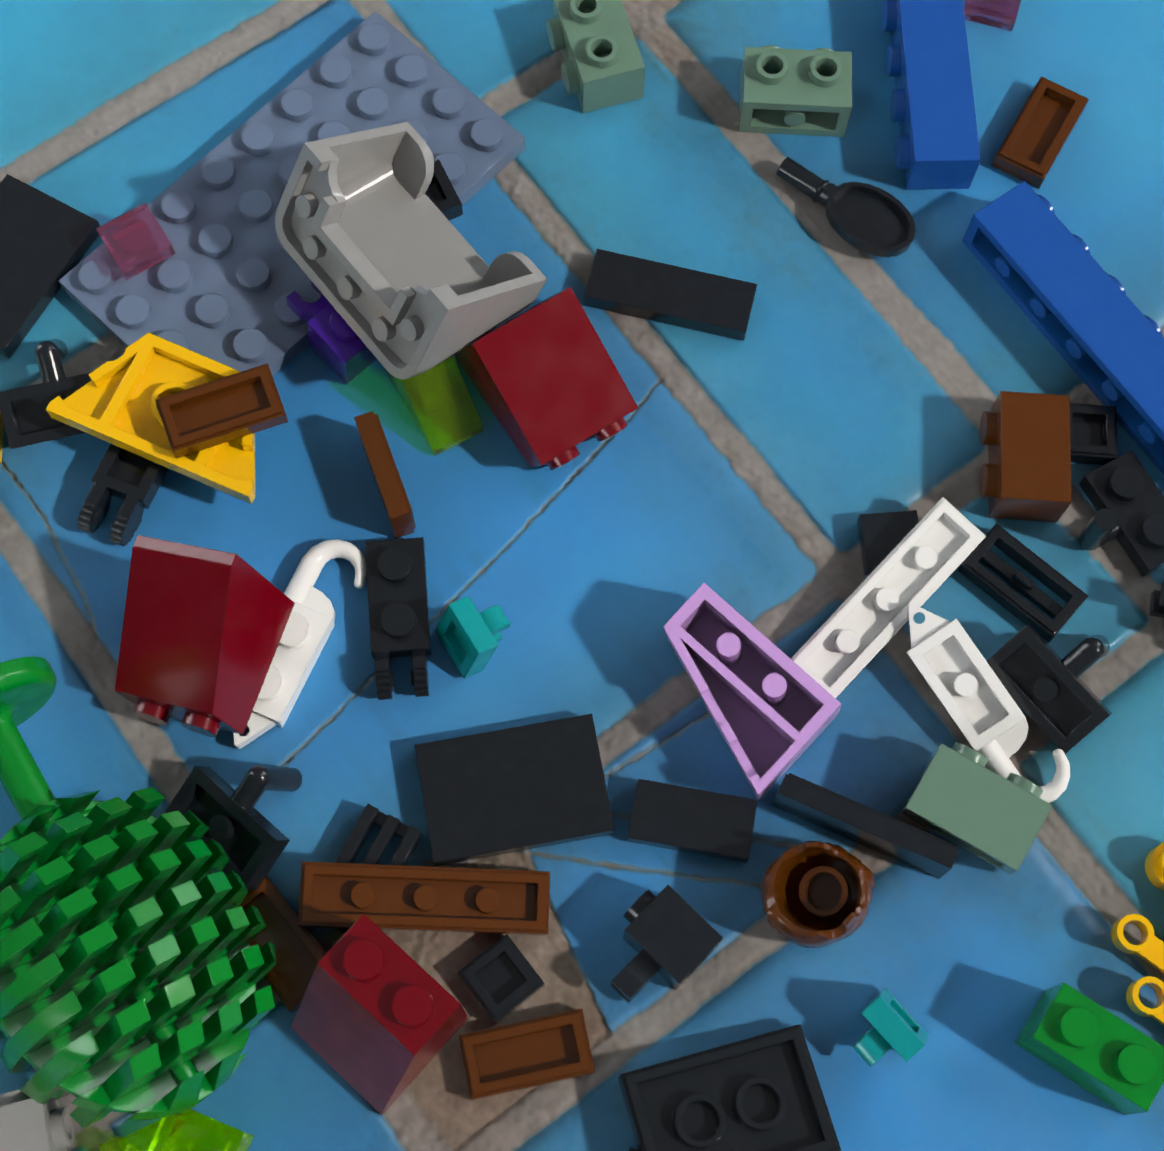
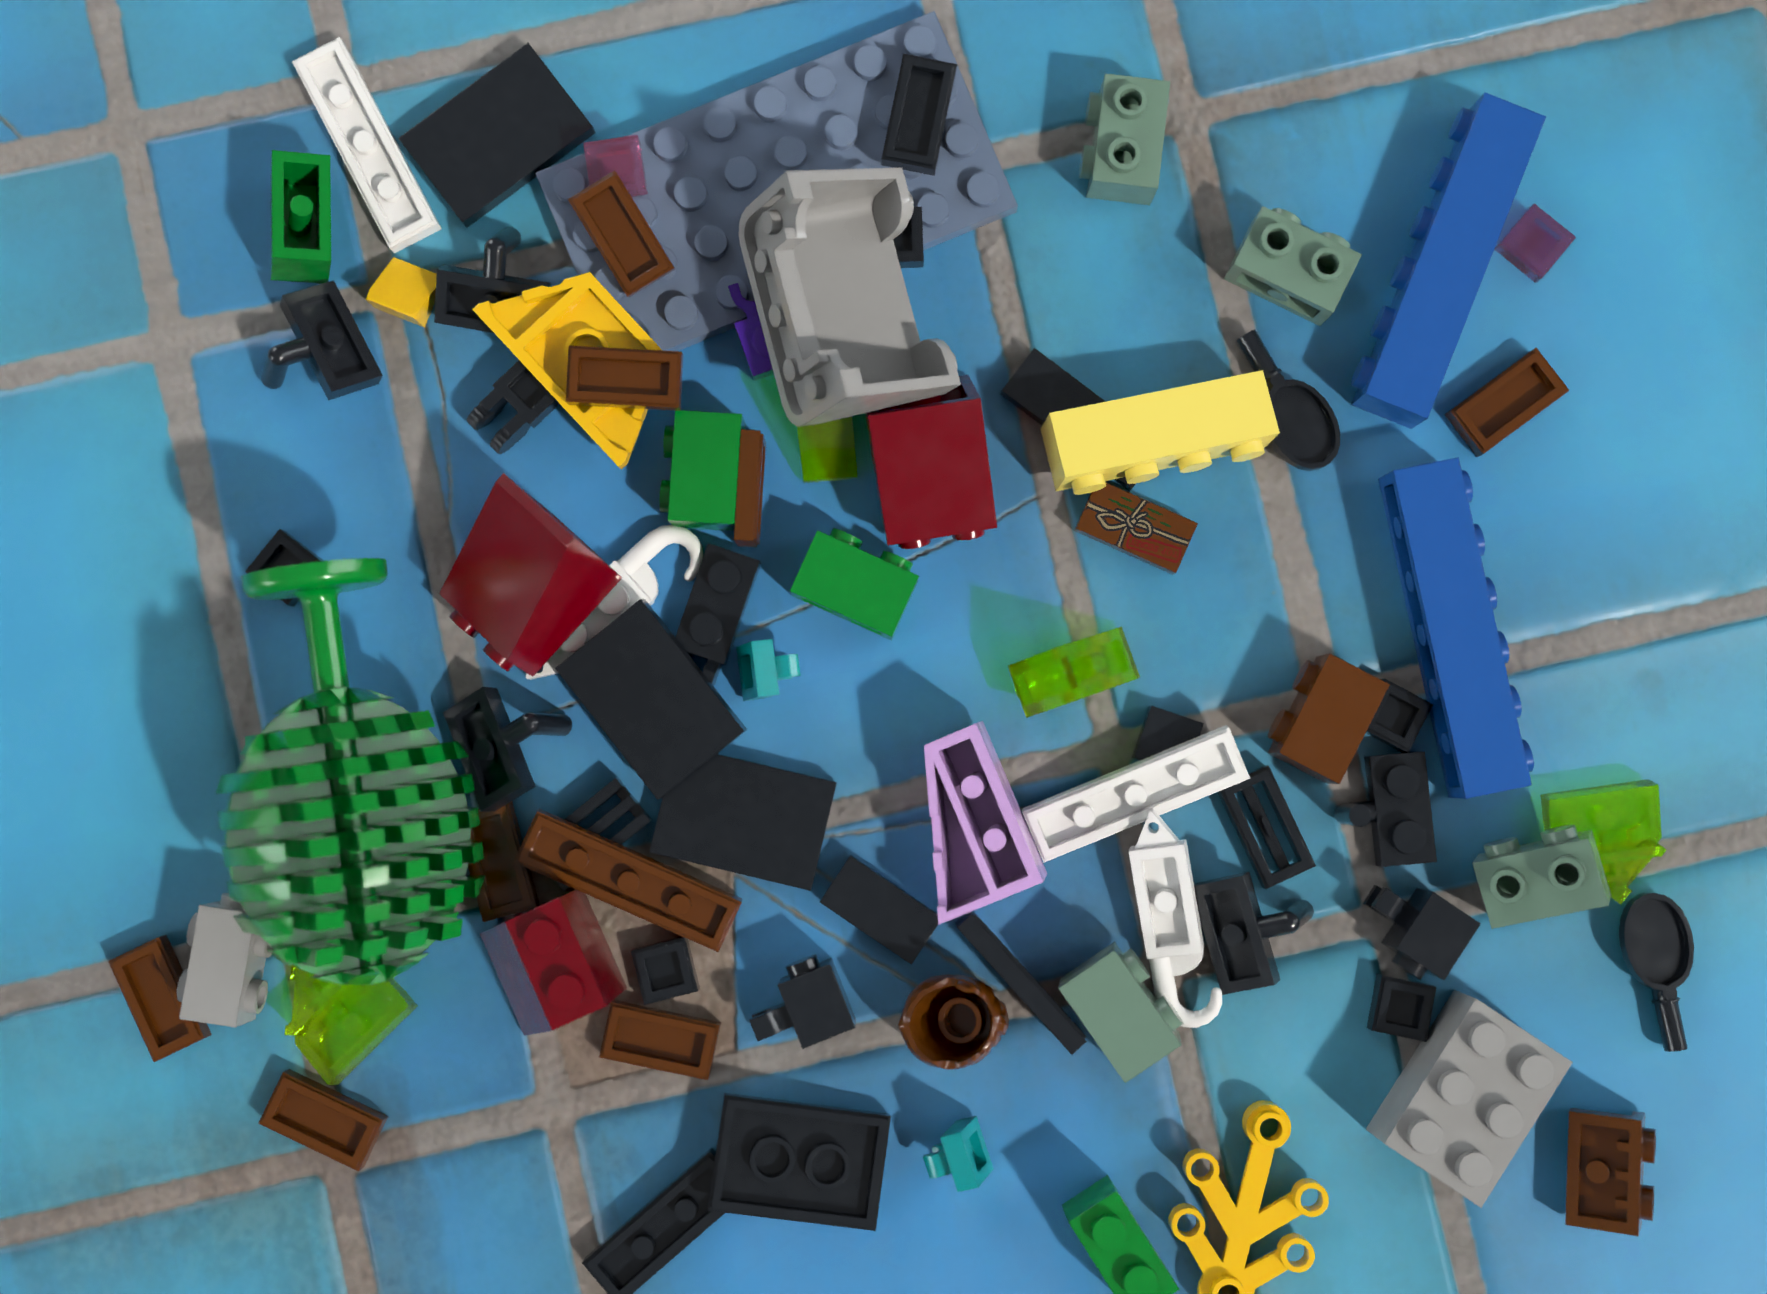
camera: 25 degrees right, 15 degrees up
(165, 291) = (621, 233): none -> reddish brown tile
(335, 474) = (702, 469): none -> green brick
(372, 705) = (651, 698): none -> black tile
(401, 86) = (918, 114): none -> black tile
(525, 519) = (855, 583): none -> green brick
(745, 269) = (1159, 432): none -> light yellow brick
(765, 366) = (1136, 527): none -> reddish brown tile
(769, 513) = (1073, 671): none -> clear neon green slope

